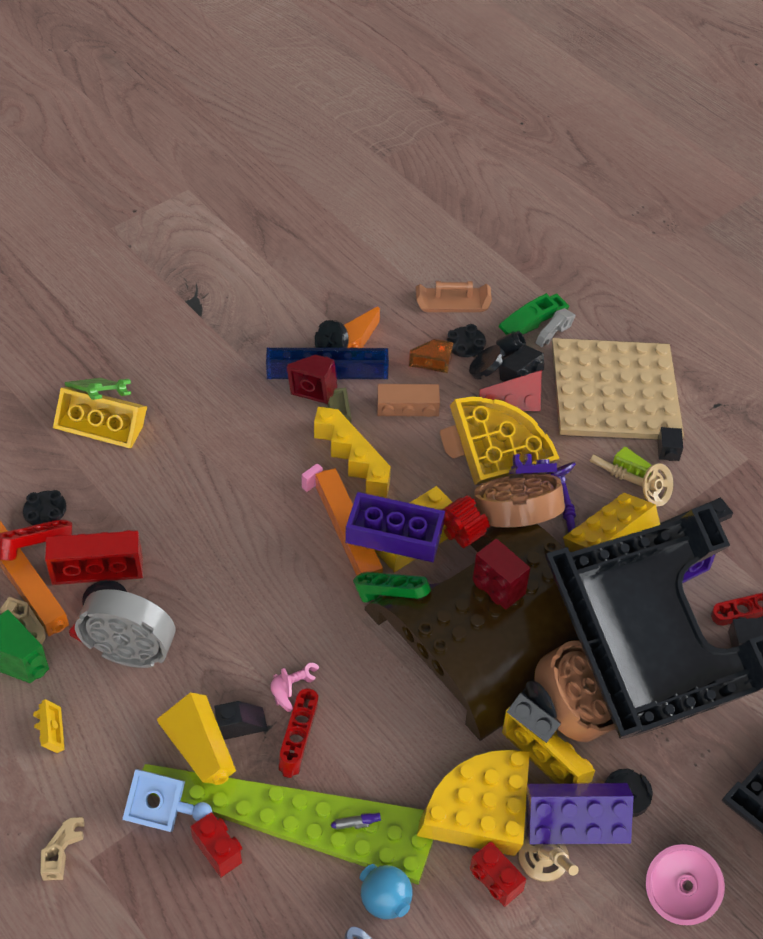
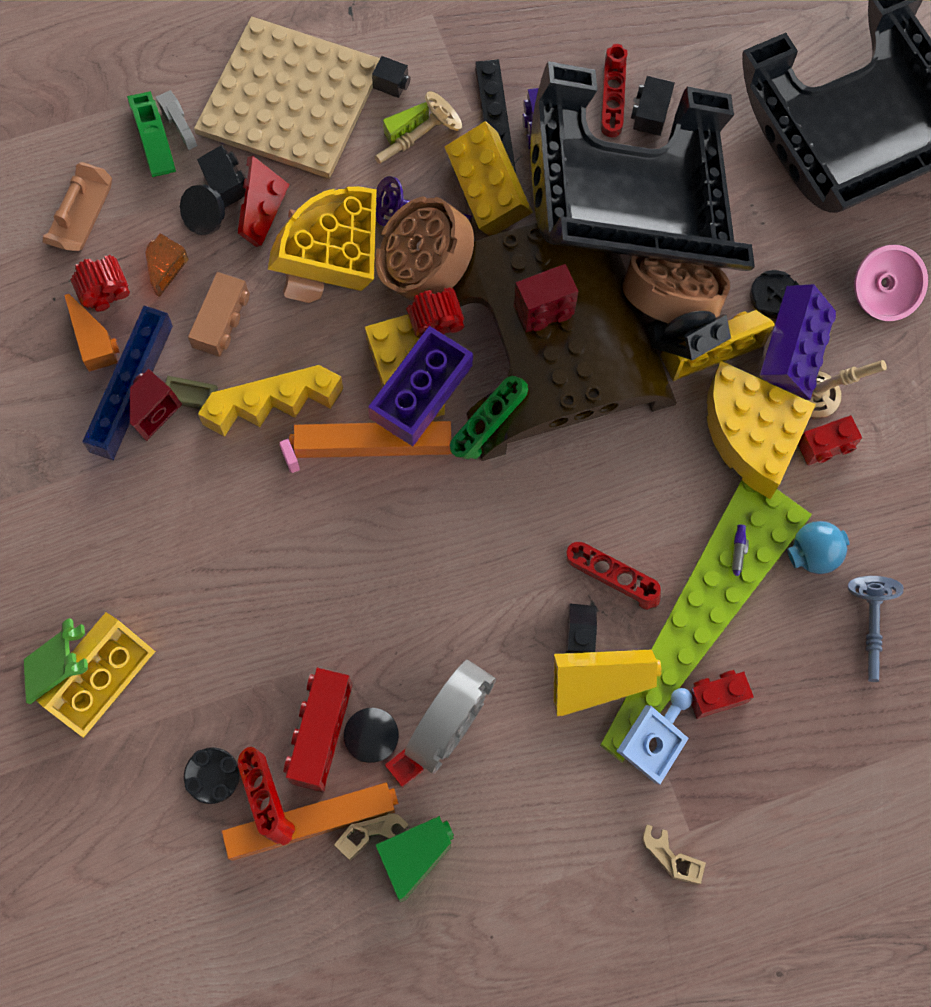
camera: 70 degrees left, 20 degrees up
(50, 726) = (531, 835): yellow plate -> none
(282, 684) = (561, 572): bright pink piece -> none
(331, 335) = (93, 364): black tile -> none
(396, 322) = (99, 283): none -> red brick
(467, 341) = (152, 218): black dish -> none
(511, 342) = (184, 174): black brick -> none
(542, 466) = (383, 220): dark purple plate -> none

